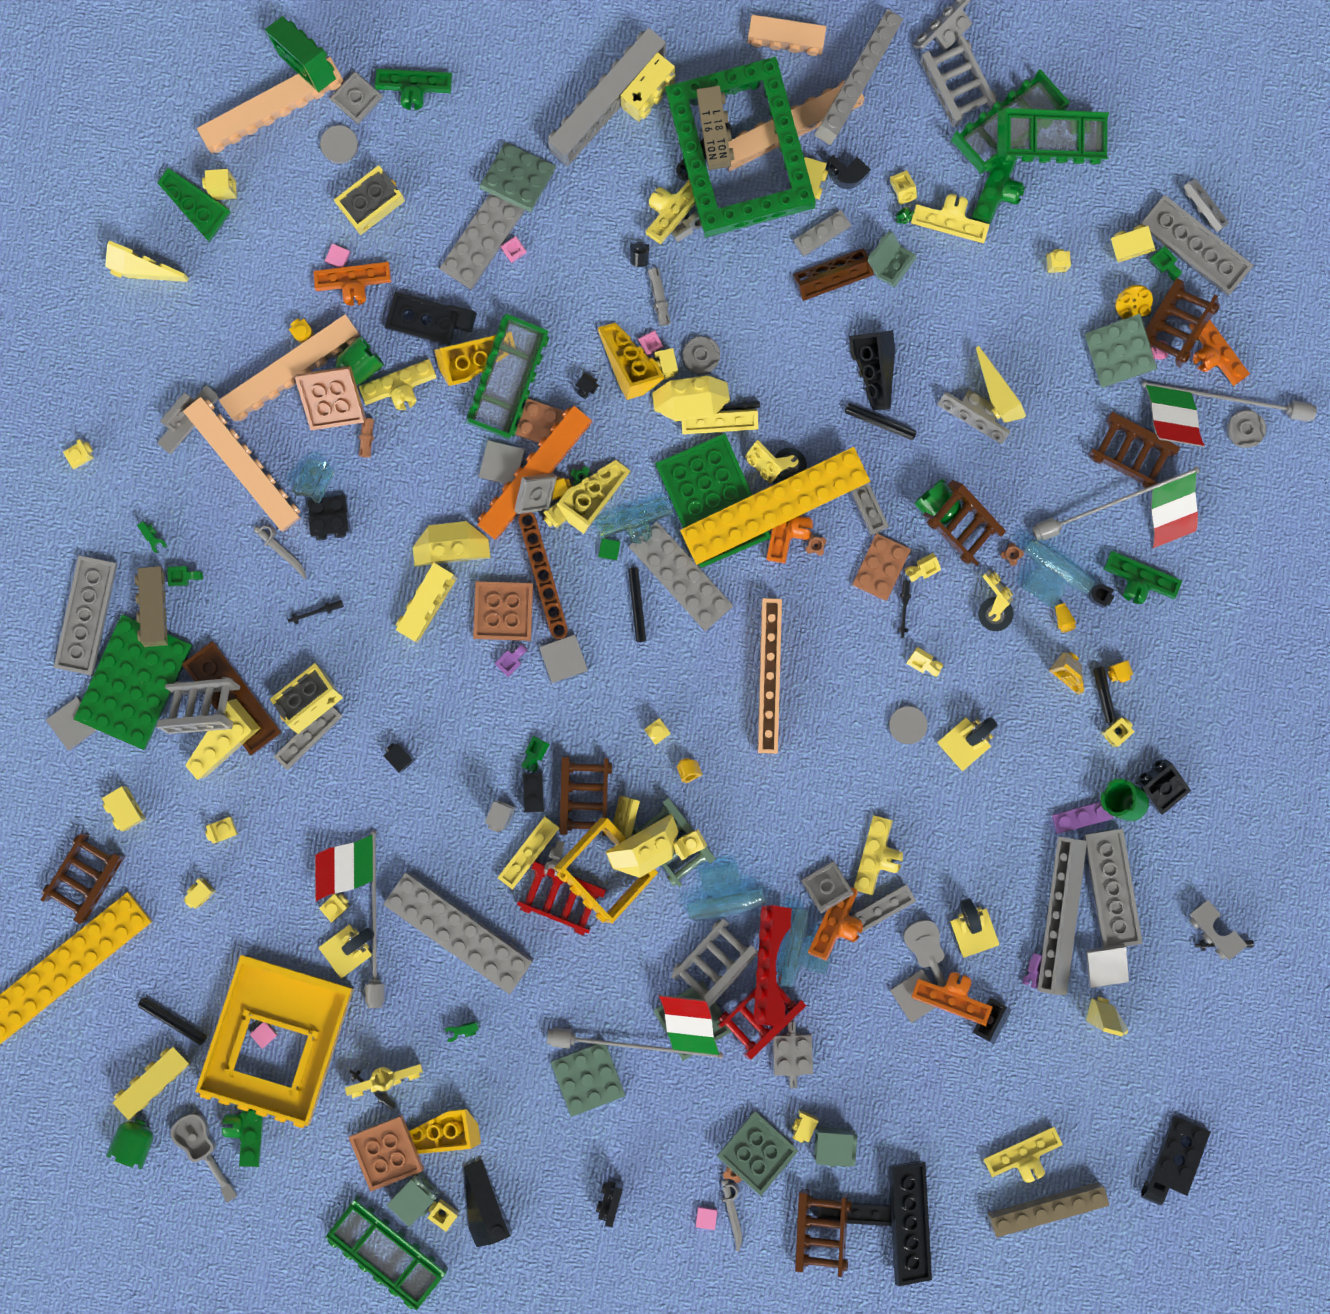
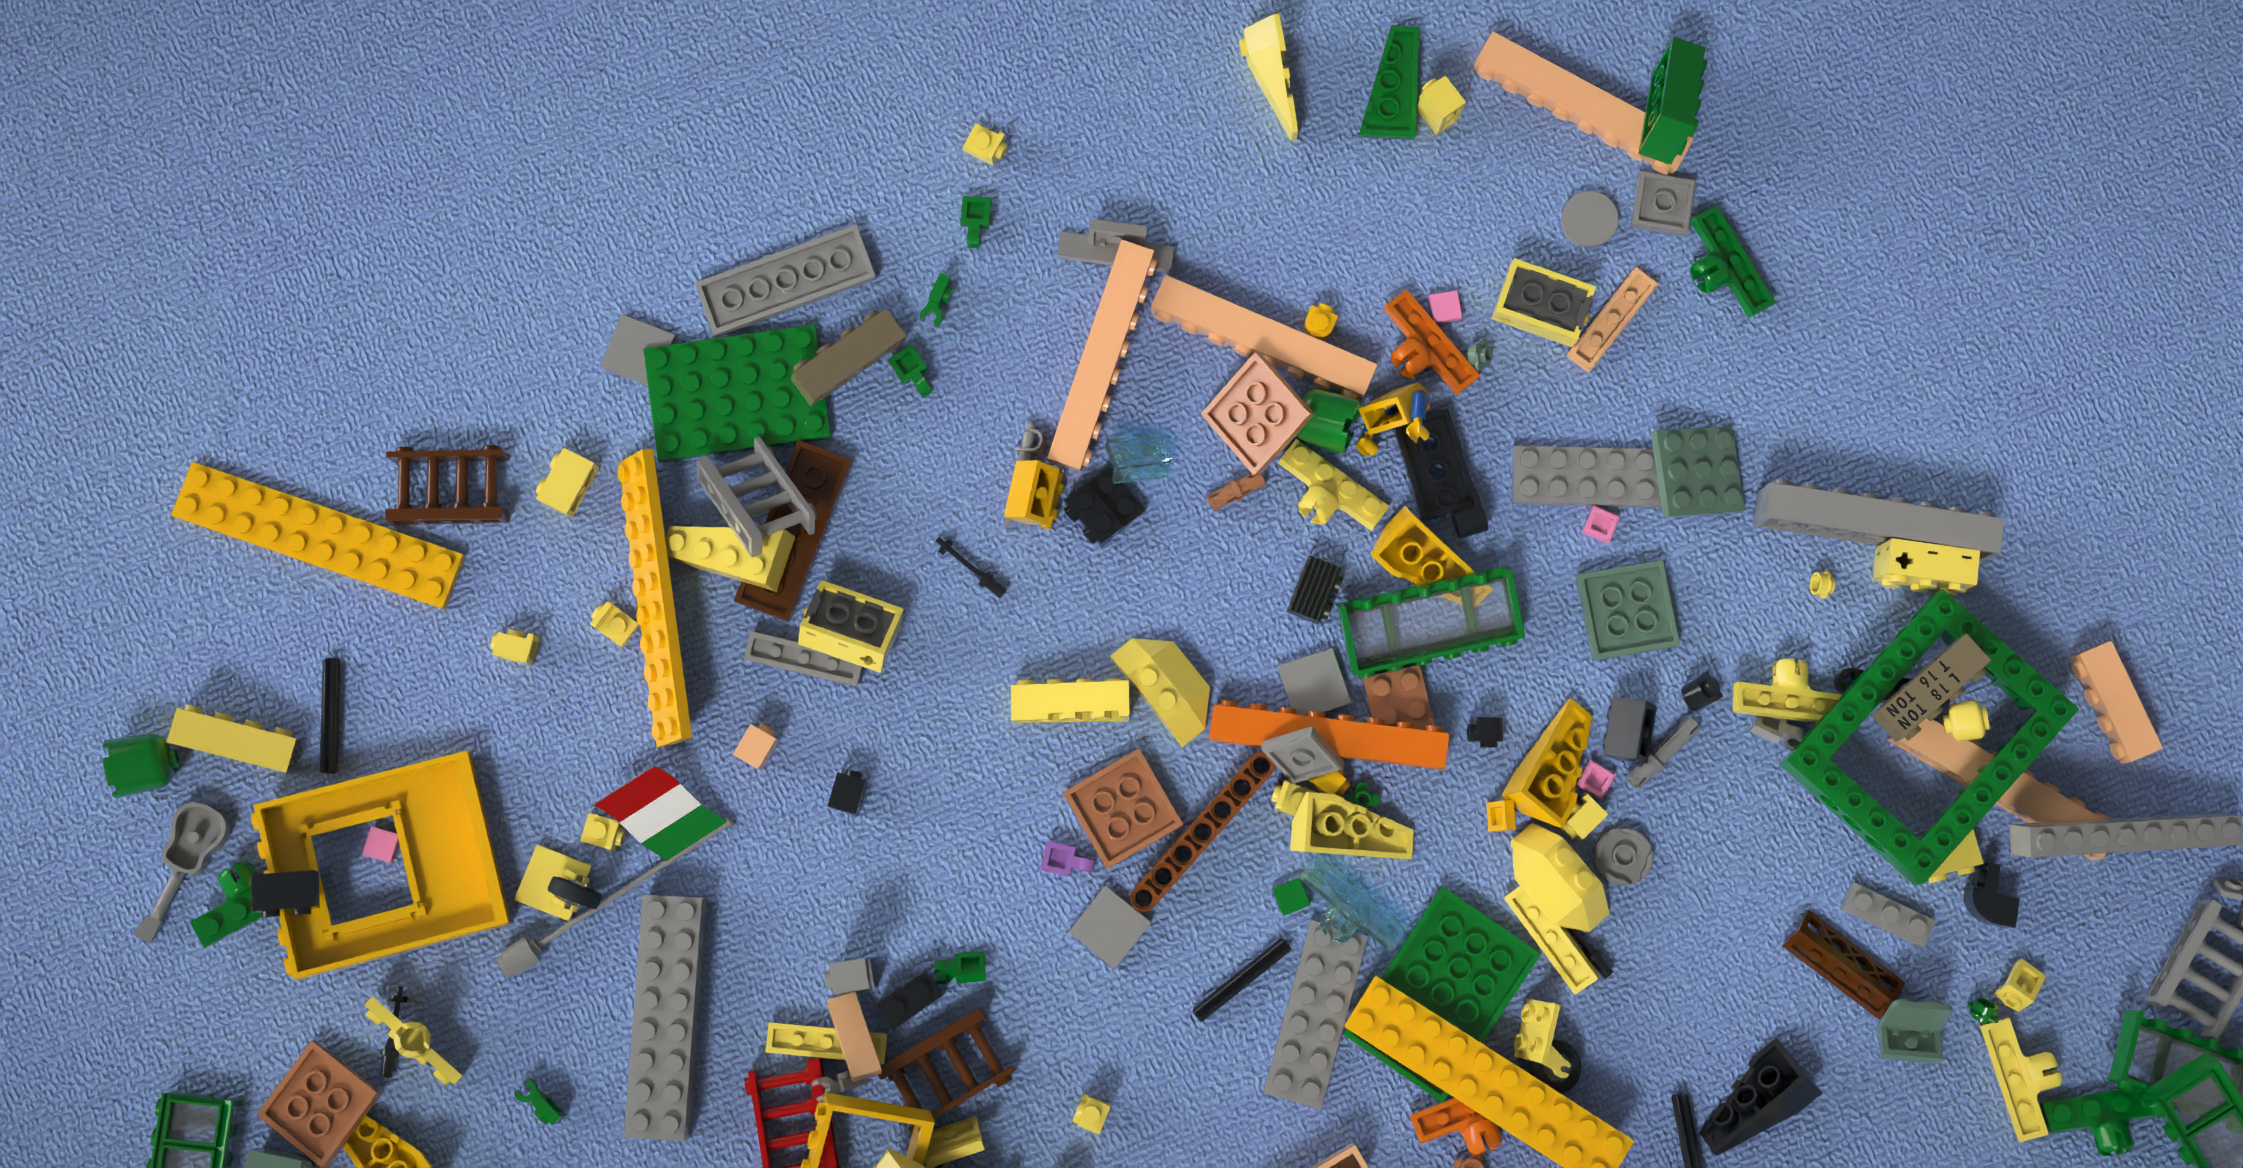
camera: 55 degrees right, 5 degrees down
(117, 485) = (975, 215): none -> green plate
(220, 798) = (654, 599): none -> yellow plate
(255, 1101) = (285, 892): none -> black brick
(296, 550) = (1034, 493): none -> yellow brick
(340, 791) = (757, 746): none -> light nougat brick
(376, 254) = (1480, 355): none -> sand green plate
(376, 323) = (1394, 410): none -> torso
(403, 168) = (1612, 319): none -> light nougat tile
(449, 430) = (1314, 590): none -> pearl dark grey brick
(534, 835) = (854, 1037): none -> light nougat tile
(569, 265) = (1627, 610): none -> sand green plate
(622, 150) = (1822, 584): none -> light yellow plate
(635, 306) = (1629, 730): none -> black brick
(637, 407) = (1501, 816): none -> yellow plate
(743, 120) = (1966, 720): none -> light yellow head

